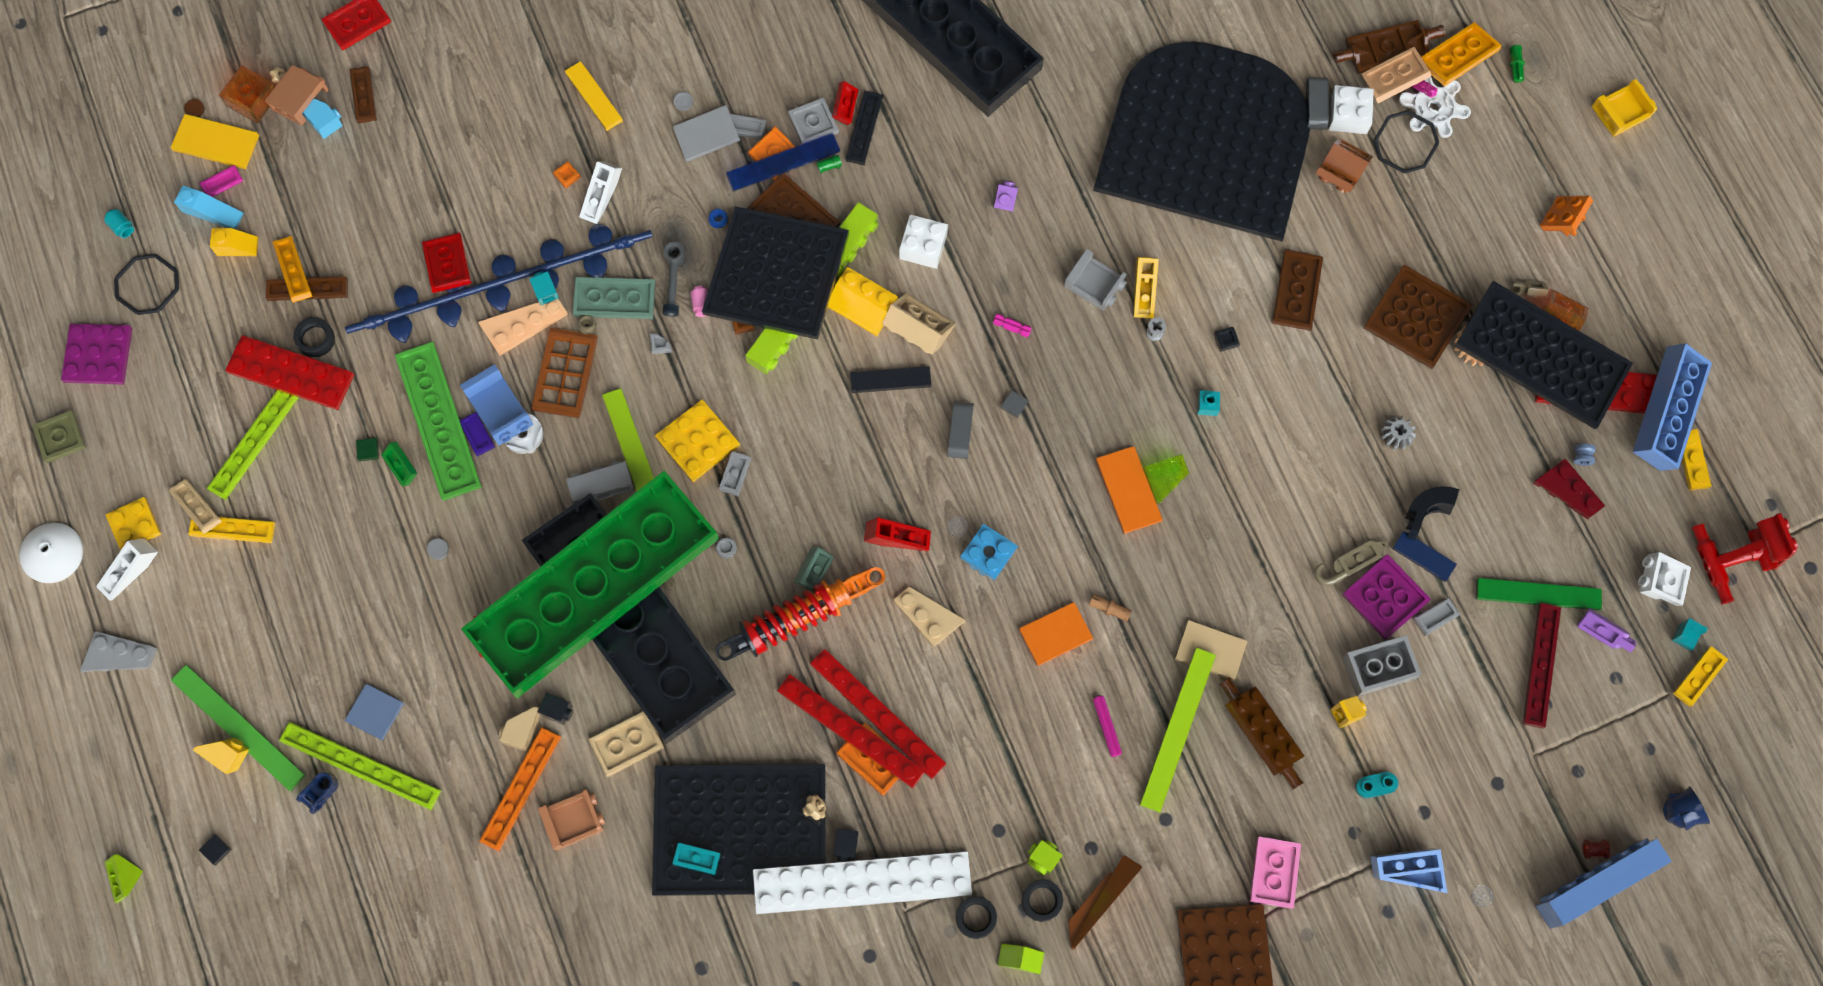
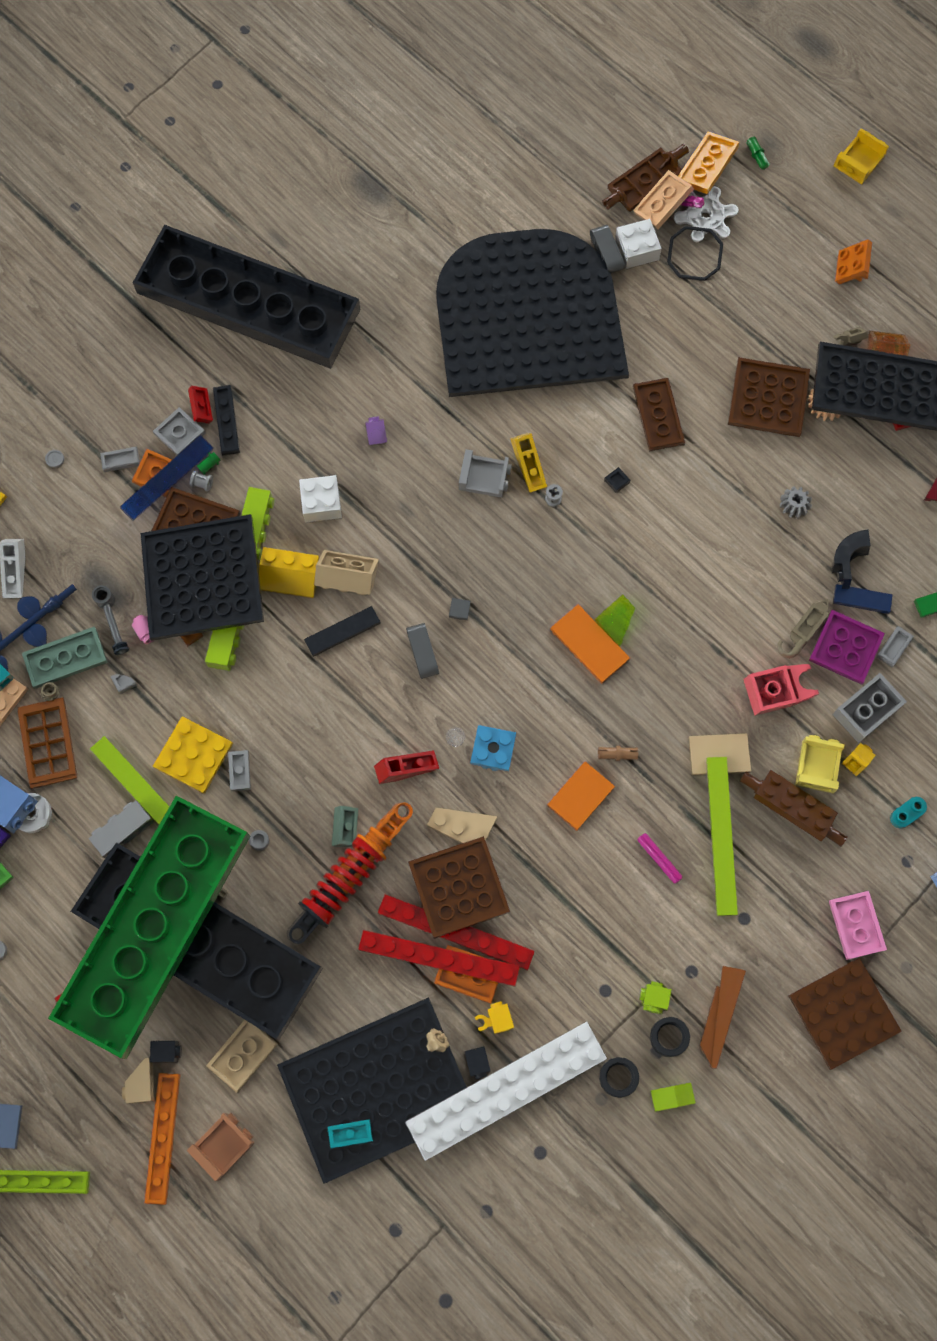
camera: 20 degrees left, 0 degrees up
(706, 133) = (87, 478): light grey tile -> none
(718, 213) = (129, 545): blue plate -> none
(815, 178) = (201, 481): none -> light grey bush
(883, 813) = (498, 1019): none -> yellow brick
(898, 671) = (458, 887): none -> reddish brown plate
(1012, 325) = (428, 541): dark pink axle -> none
(1207, 408) = (626, 546): teal plate -> none
(1305, 609) = (784, 687): none -> coral brick
(1307, 700) = (819, 764): none -> light yellow panel
(1344, 165) = (653, 293): dark orange bracket -> none

